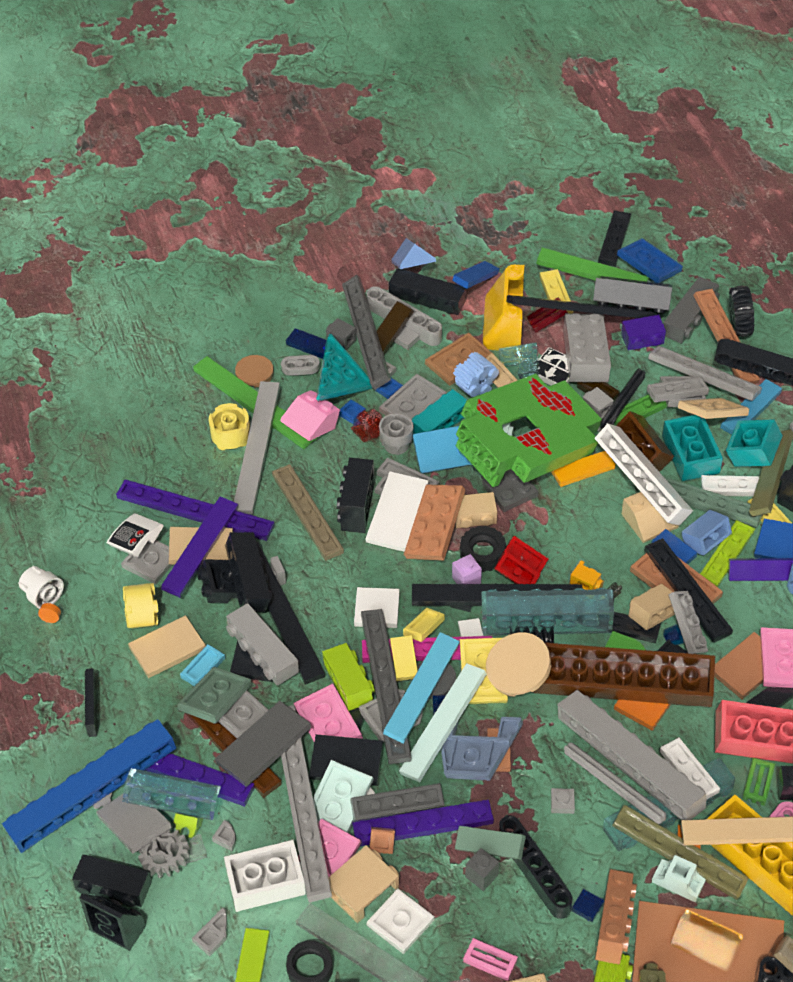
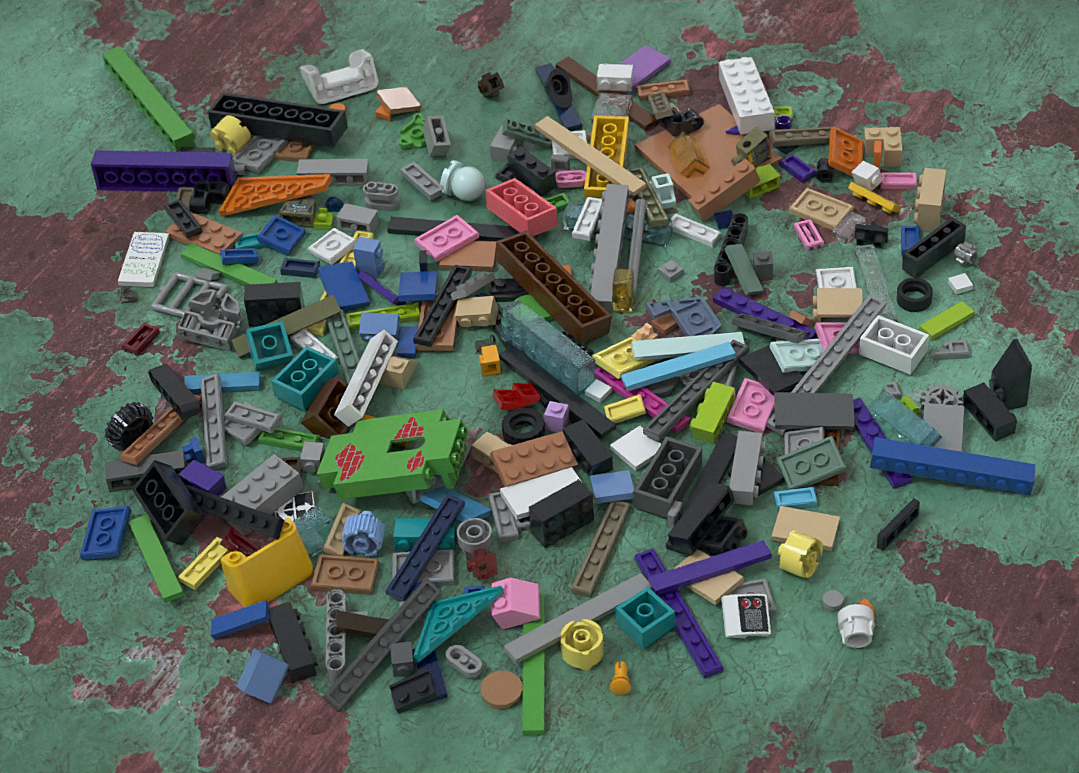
camera: 130 degrees left, 5 degrees down
(85, 605) = (833, 600): none -> light grey tile
(177, 430) = (620, 682): none -> light orange pin
(205, 475) = (645, 617): none -> teal brick
(308, 324) = (413, 691): none -> black plate
(316, 590) = (667, 476): none -> dark grey brick
(353, 556) = (612, 486): none -> medium blue tile
(403, 658) = (664, 394): light yellow tile -> none
(409, 568) = (588, 449): none -> black brick
(420, 399) = (425, 548): none -> dark blue tile
(496, 709) = (645, 333): none -> light nougat tile
(518, 664) = (607, 328): tan tile -> none
(562, 723) = (623, 289): none -> clear yellow brick
(598, 867) = (695, 230): none -> white tile
(614, 238) = (93, 576): black tile -> none
(623, 398) = (291, 445): black axle -> none
(682, 344) = (193, 451): none -> blue tile
(713, 408) = (257, 382): tan tile -> none
(735, 591) = (417, 286): none -> blue tile
(765, 618) = (423, 261): none -> black tile

